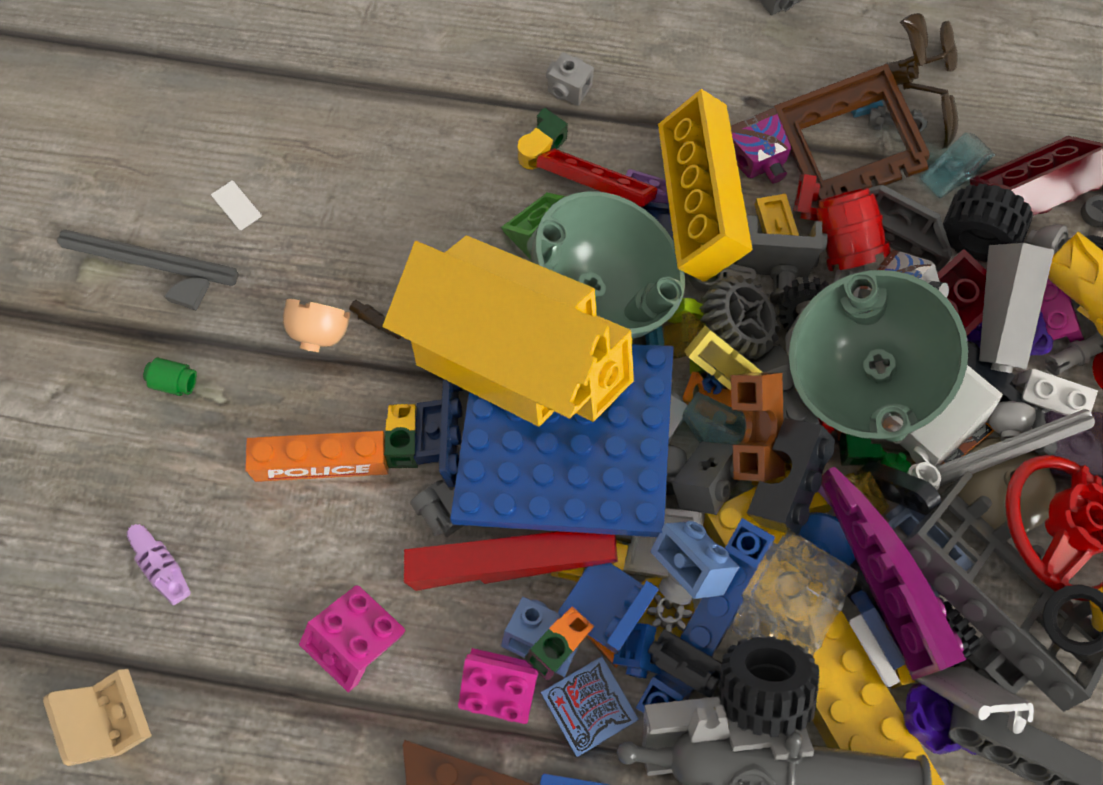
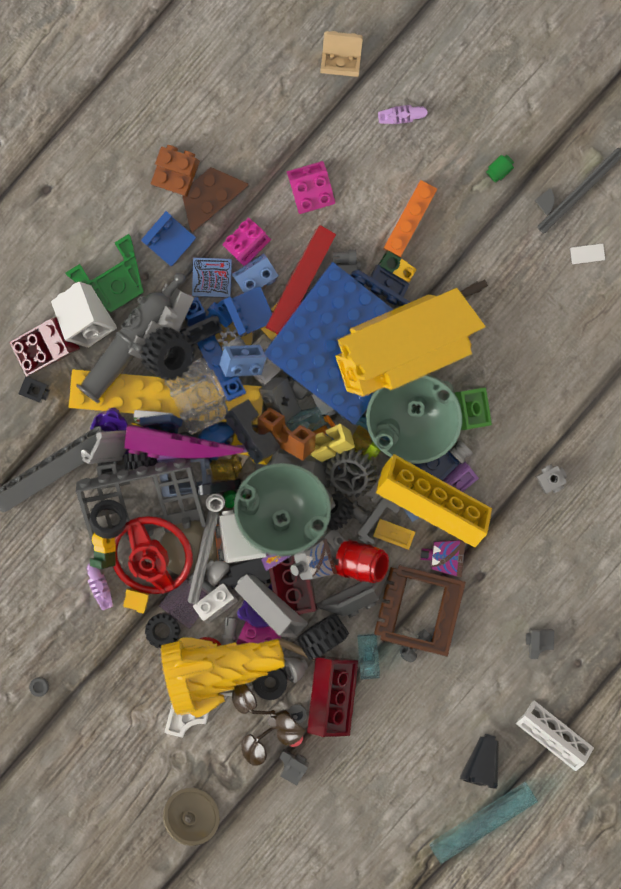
camera: 125 degrees right, 20 degrees up
(314, 324) = (484, 255): light nougat cylinder -> none
(548, 134) = (522, 441): leg -> none
(558, 643) = (244, 277): leg -> none
(597, 177) = (479, 453): red tile -> none
(806, 193) = (399, 559): red bracket -> none
(907, 69) = (442, 669): dark brown plant -> none

